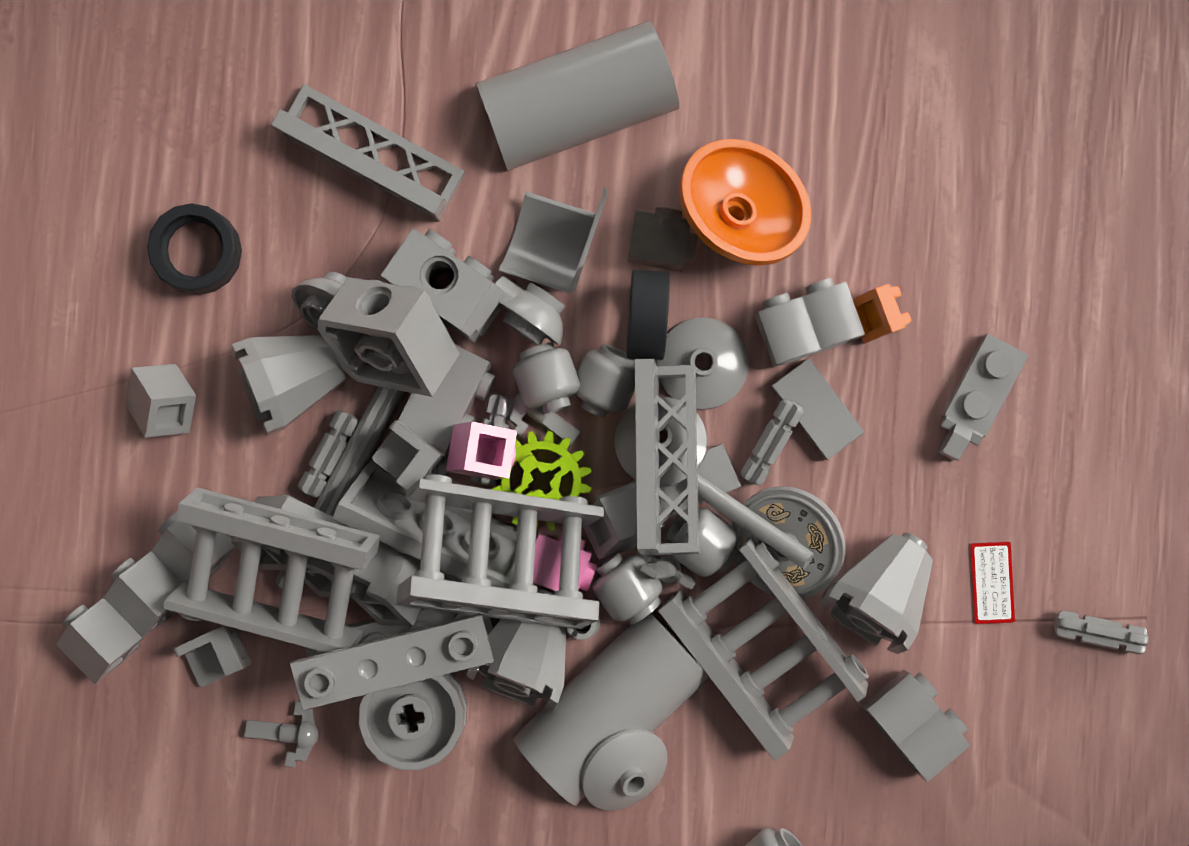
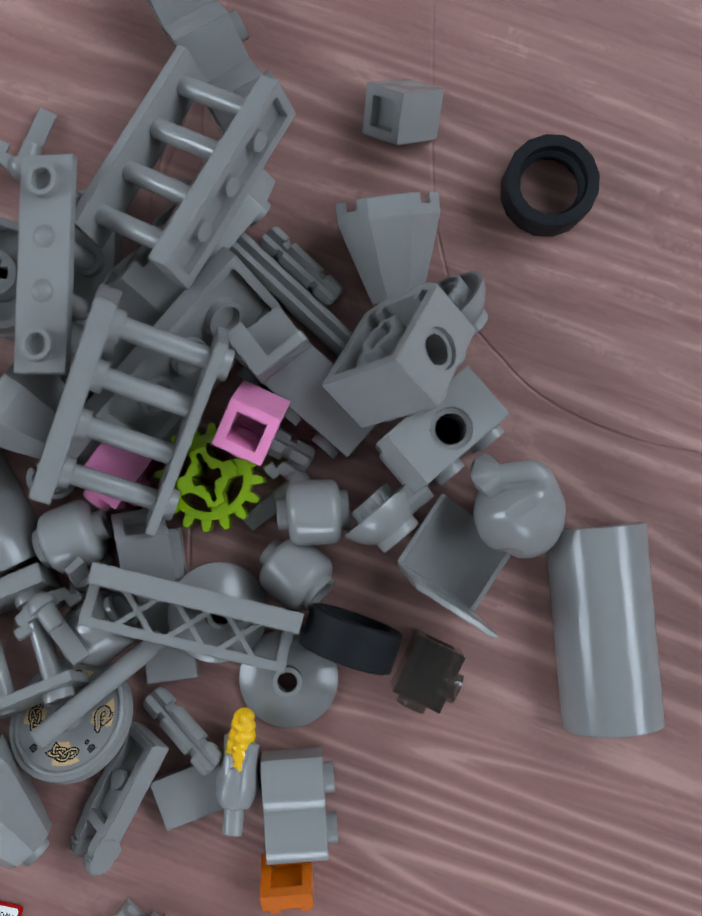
camera: 100 degrees right, 0 degrees up
(215, 654) = (124, 95): light grey panel -> none
(358, 162) = (596, 377): light grey fence -> none
(492, 200) = (517, 506): none -> light grey piece
(695, 592) = (43, 607): none -> light grey piece
(744, 202) = (442, 775): orange dish -> none
(791, 382) = (238, 771): none -> light grey piece
(850, 483) = (117, 799): none -> light grey hinge

